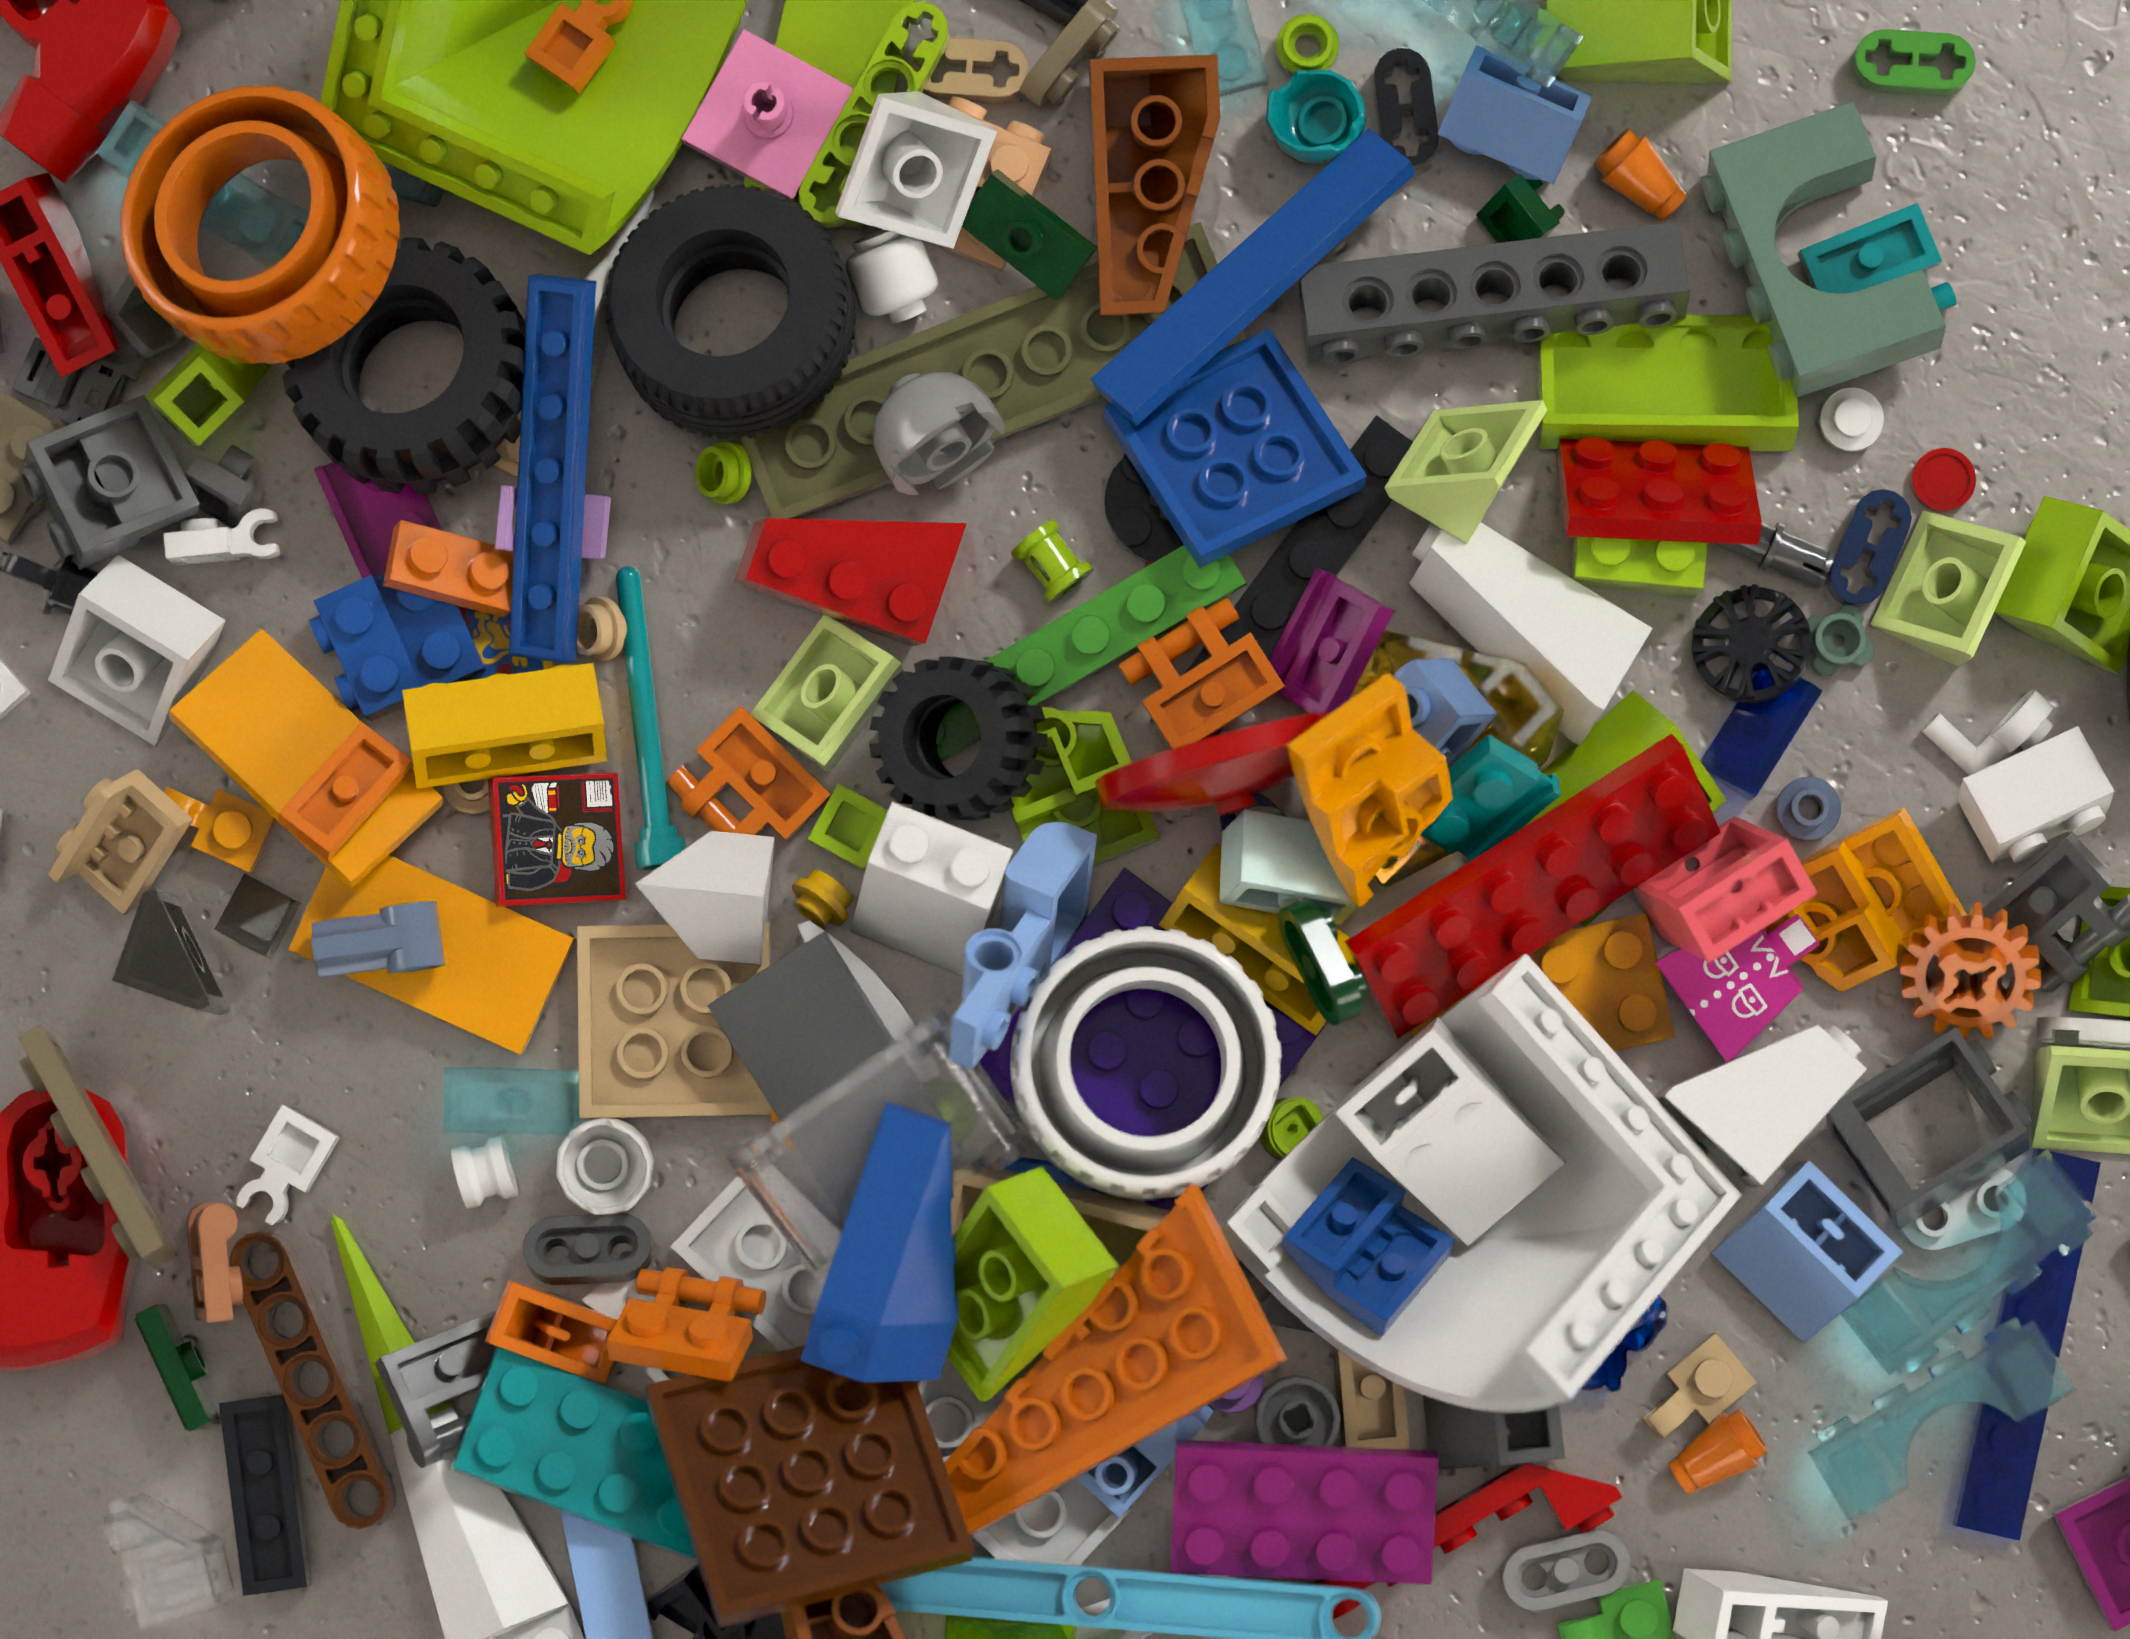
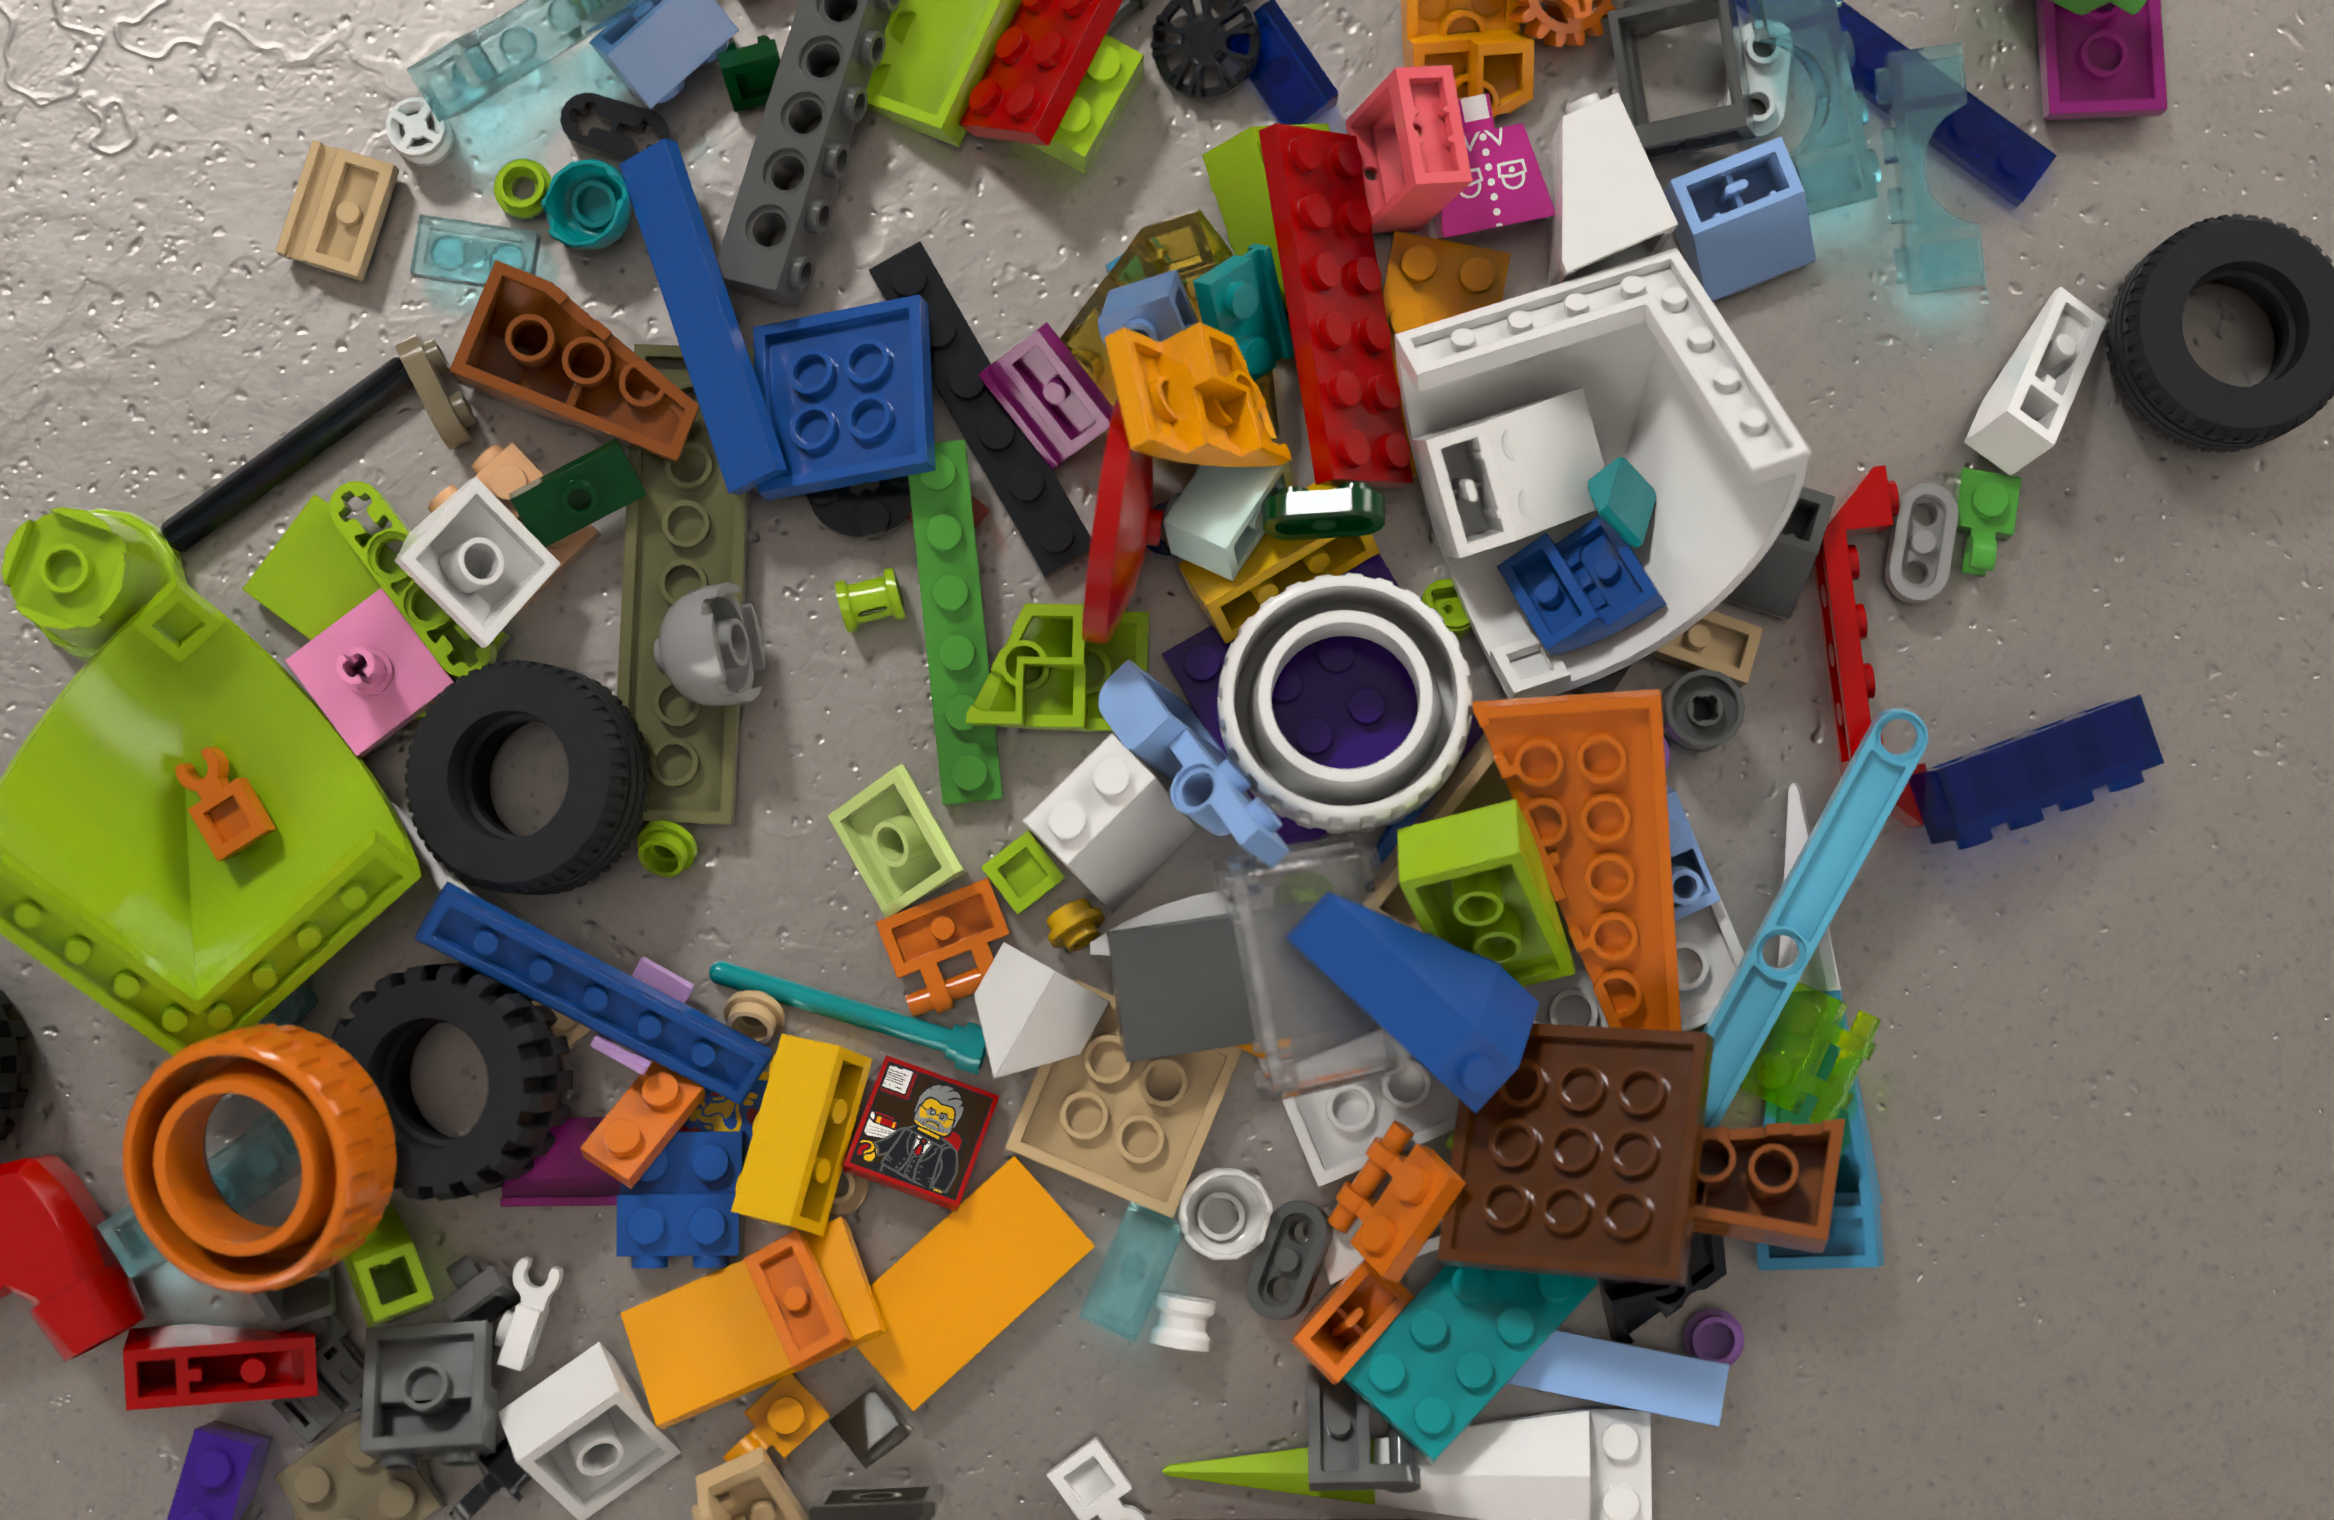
camera: 75 degrees left, 0 degrees up
(395, 939) = (946, 1313): sand blue piece -> none
(855, 570) = (804, 770): red wedge -> none
(891, 275) = (559, 627): white head -> none
(911, 728) = (969, 784): black tyre -> none
(974, 86) = (403, 468): tan beam -> none
(1214, 691) = (1046, 507): orange plate -> none
(1304, 1511) = (1786, 738): magenta plate -> none
(1463, 462) = (945, 208): yellowish green slope -> none
(1469, 1251) = (1623, 500): none -> teal slope
(1531, 614) = (1097, 211): white slope -> none
(1704, 1382) = (1812, 358): tan plate -> none
(1719, 1452) = (1877, 371): orange cone -> none
(1788, 812) = (1365, 74): sand blue plate -> none

